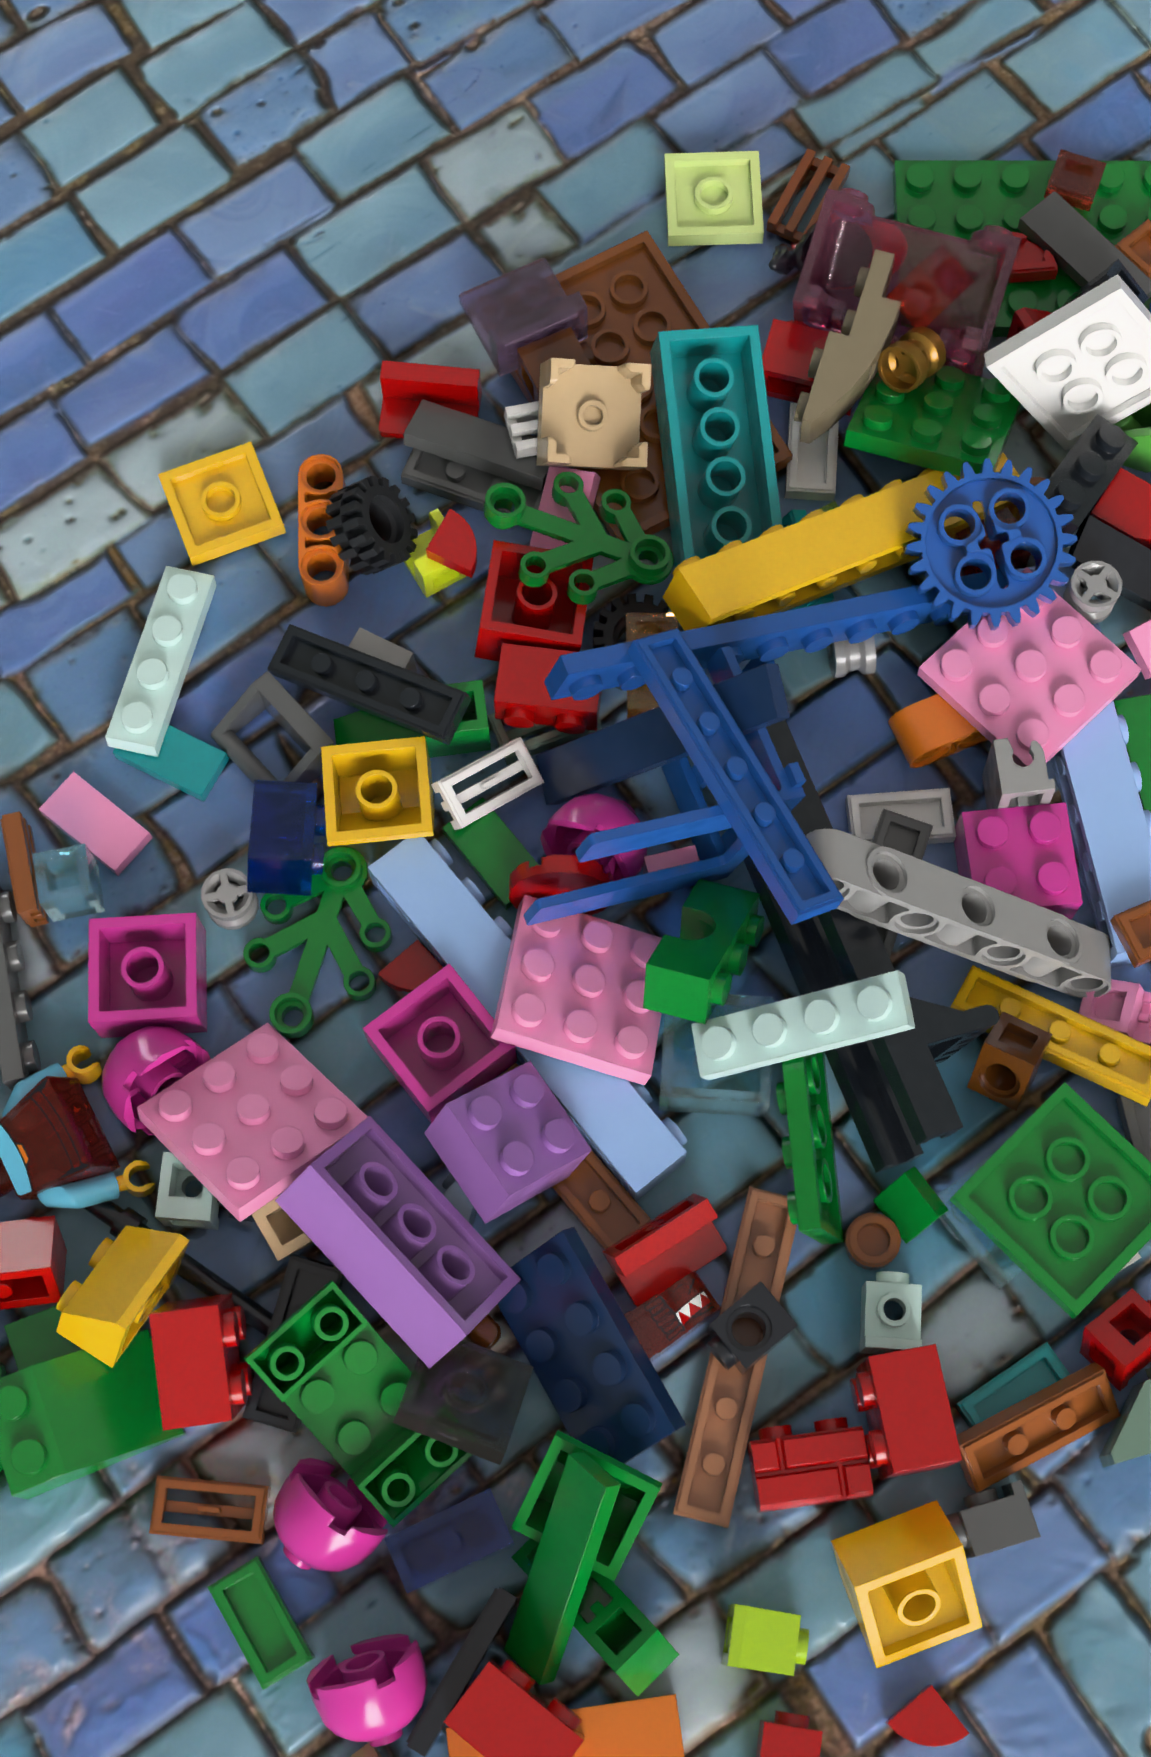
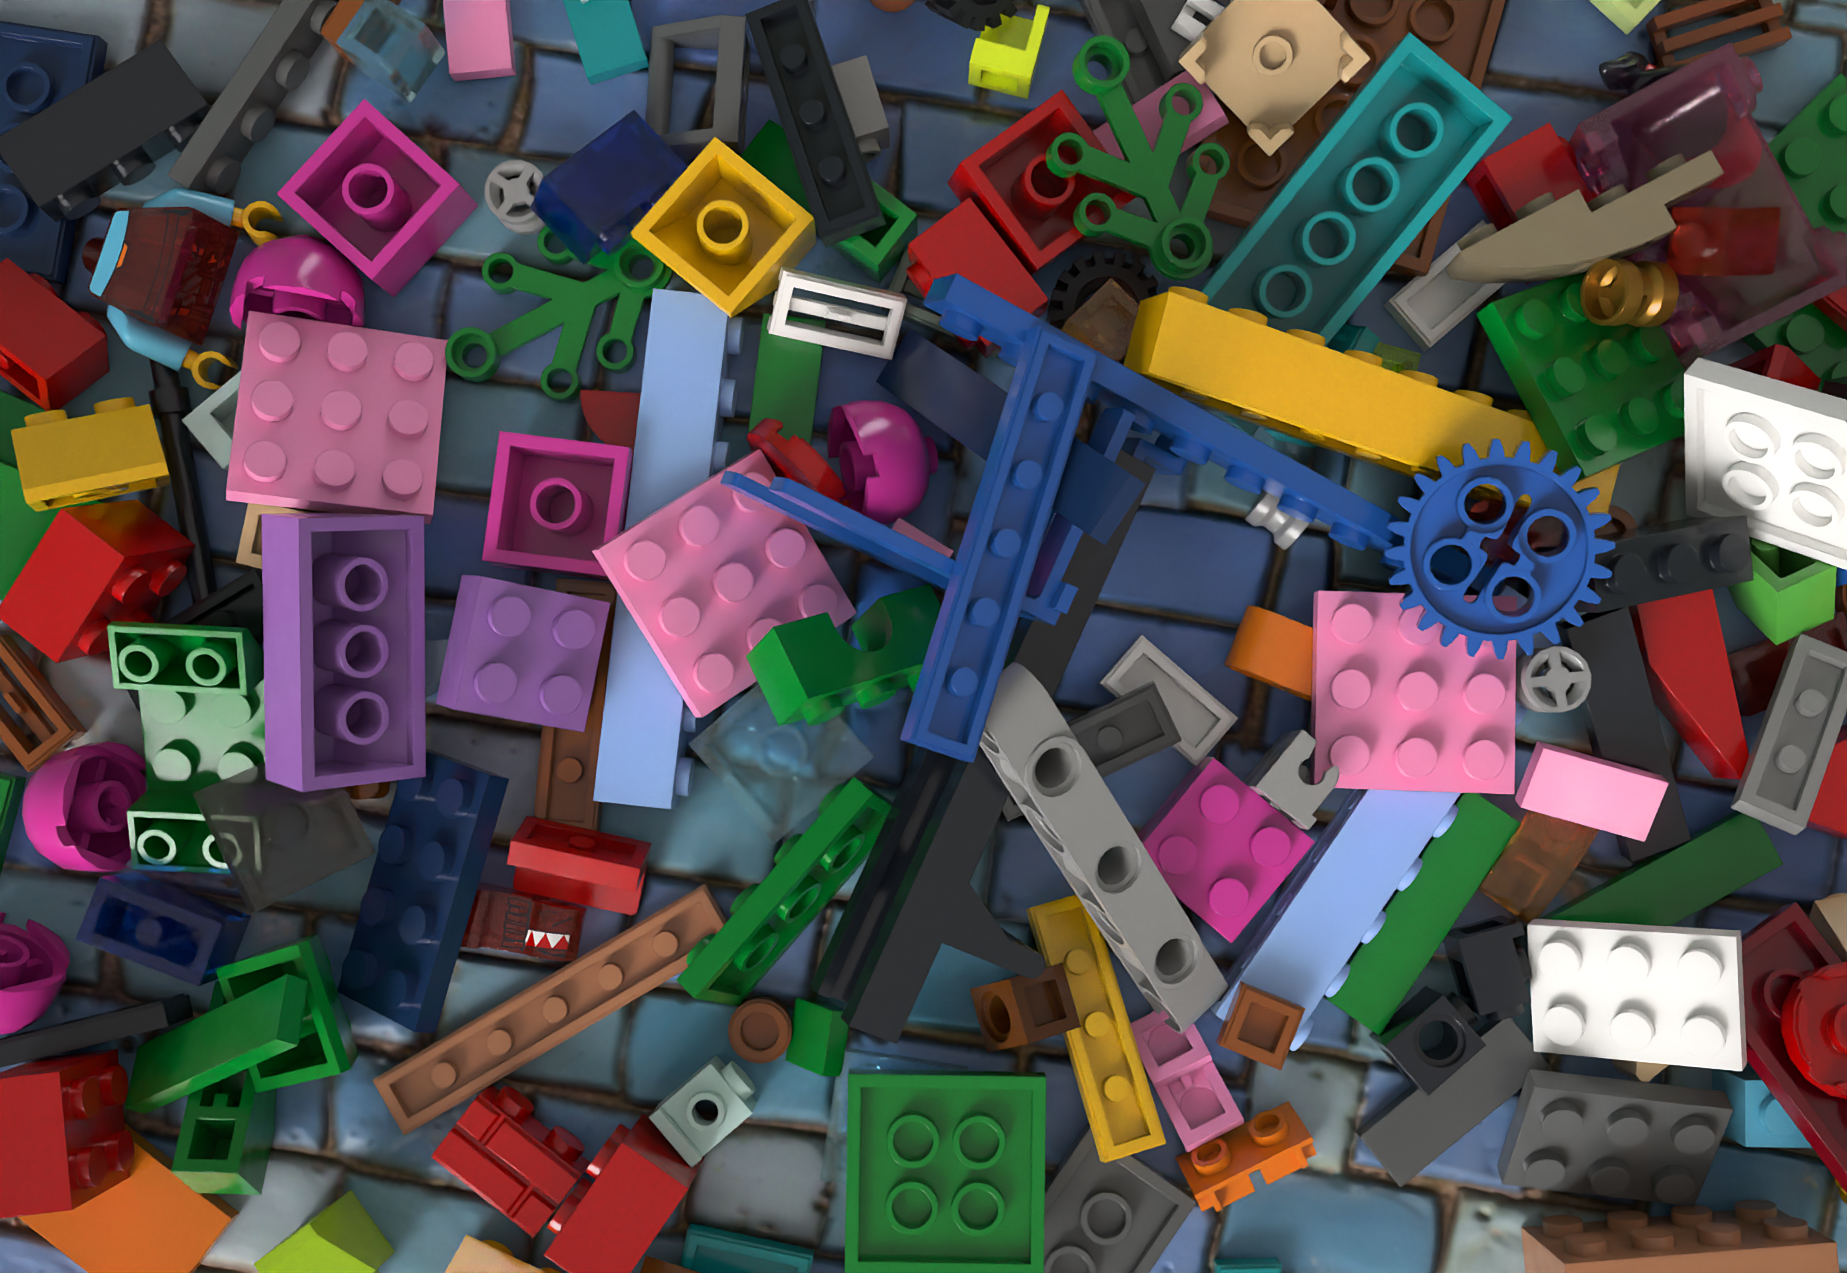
camera: 45 degrees right, 15 degrees up
(454, 545) = (1025, 58): red tile -> none
(764, 1309) = (599, 999): black brick -> none
(803, 1025) = (855, 820): light aqua plate -> none

